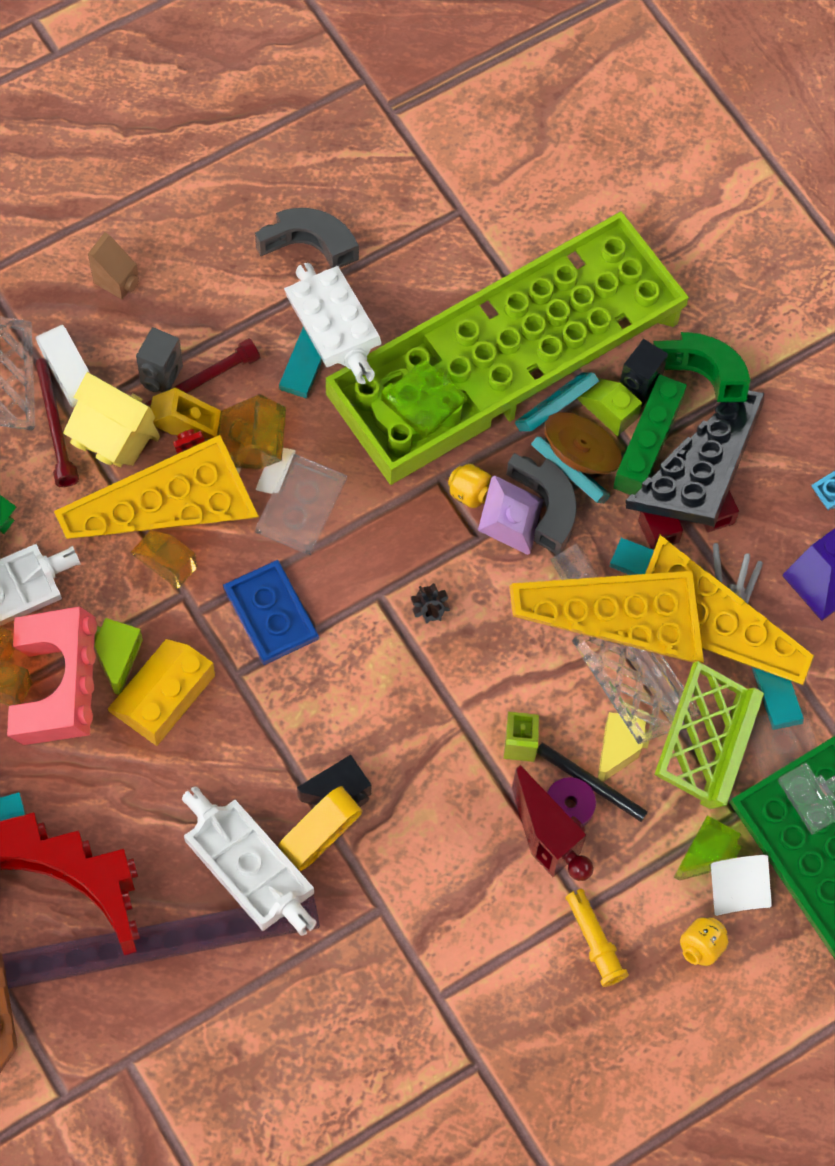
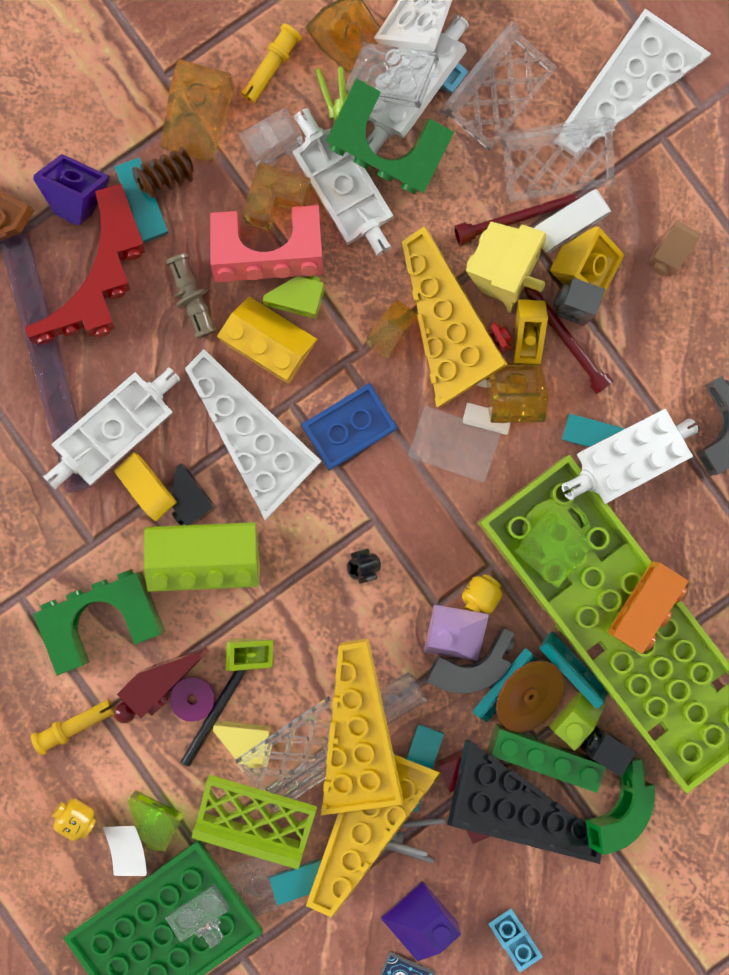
camera: 85 degrees right, 20 degrees up
(101, 767) = (191, 295): none -> dark tan piece
(113, 352) = (588, 258): none -> yellow slope
(282, 706) = (259, 444): none -> white wing
(407, 772) = (201, 556): none -> lime slope
(469, 942) = (60, 621): none -> green arch
(493, 313) = (648, 607): none -> orange brick

